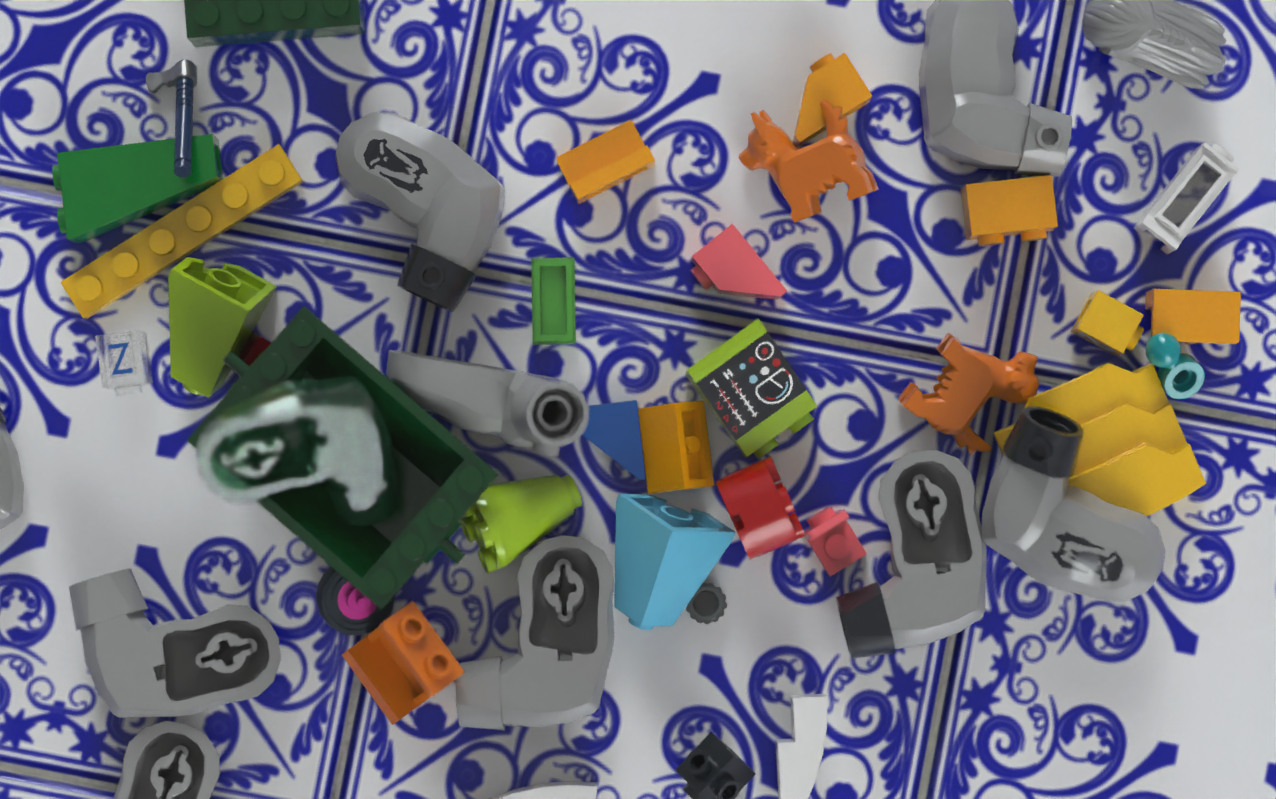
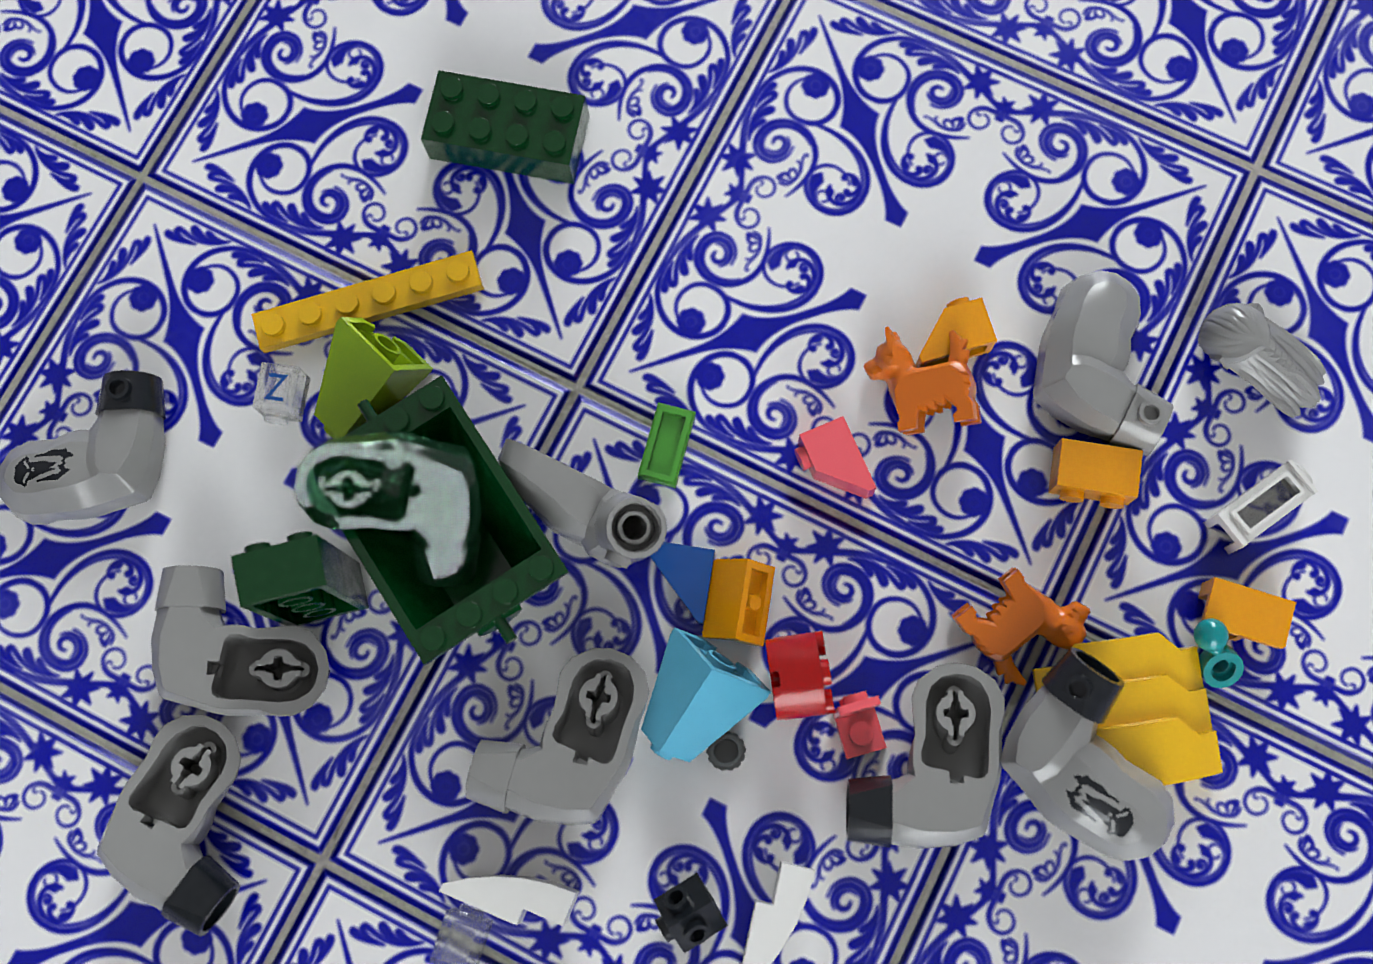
camera: 25 degrees right, 10 degrees down
(126, 182) = (338, 247): green slope -> none
(184, 79) = (409, 178): dark blue piece -> none
(225, 561) = (298, 580): none -> dark green brick
(346, 607) = (401, 663): black wheel -> none
(403, 662) = (433, 723): orange panel -> none
(431, 188) = (590, 320): light grey piece -> none
(518, 515) = (576, 620): lime cone -> none
(605, 161) = (746, 340): light orange panel -> none
(752, 390) = (821, 566): slope -> none
(1108, 324) = (1163, 599): yellow brick -> none

